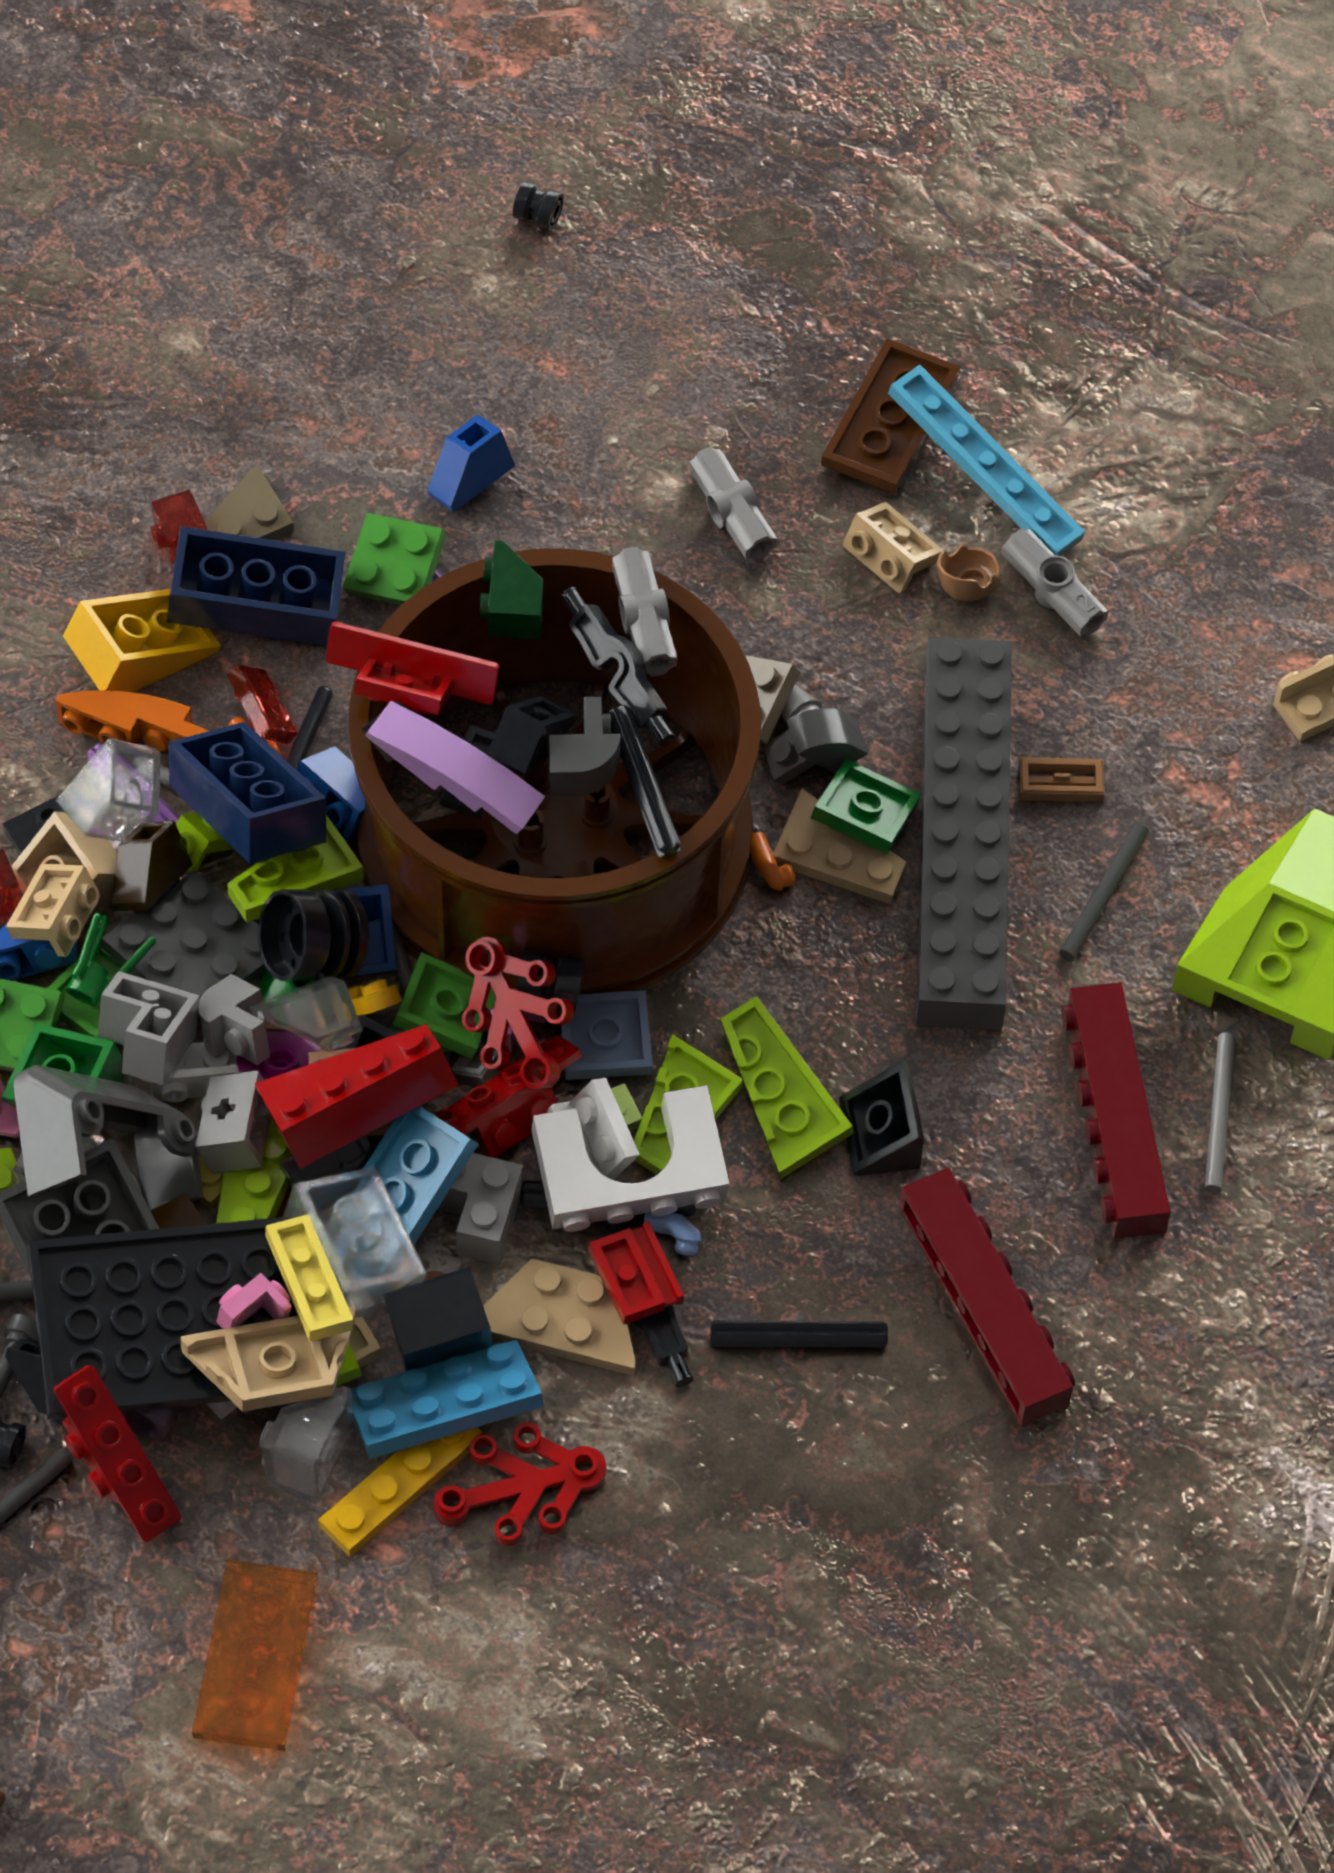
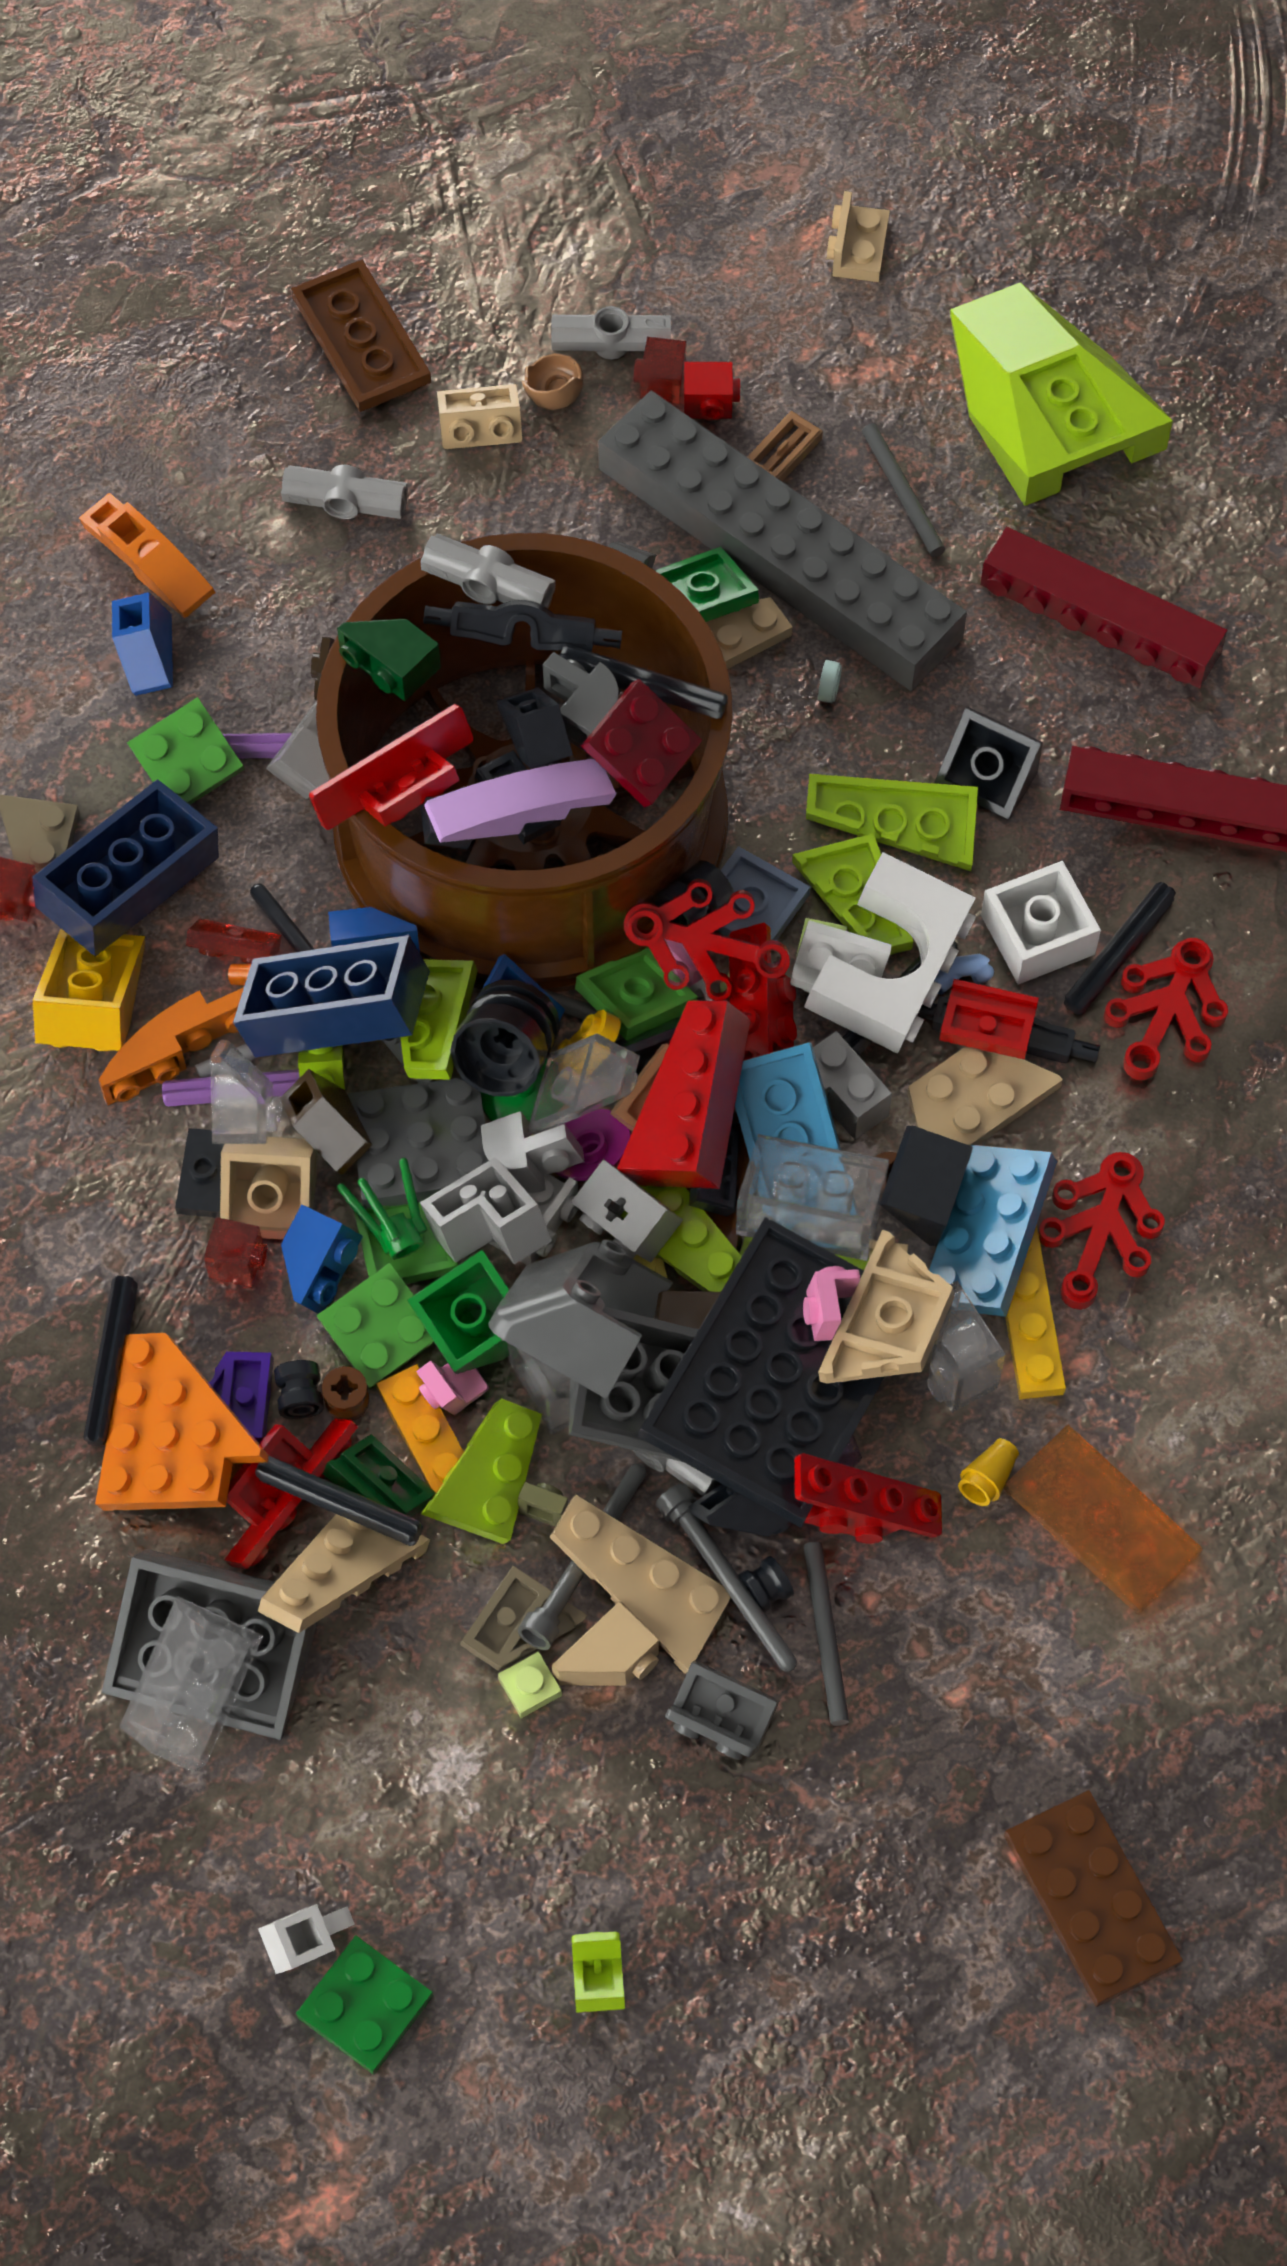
camera: 50 degrees left, 5 degrees up
(55, 906) = (313, 1210): tan bracket -> none
(227, 1540) = (987, 1474): none -> yellow cone
(309, 1278) = (840, 1242): light yellow plate -> none
(549, 413) = (148, 553): none -> orange slope
(577, 813) = (641, 743): none -> dark red plate
(760, 1253) = (1040, 922): none -> white brick
(776, 1404) = (1169, 1002): none -> red plant
(861, 955) = (829, 681): none -> light aqua tile
(985, 460) = (464, 300): medium azure plate -> none
(1052, 642) = (662, 368): none -> clear red brick
(1064, 687) = (710, 390): none -> red brick
(1219, 1113) = (1153, 547): light grey bar -> none

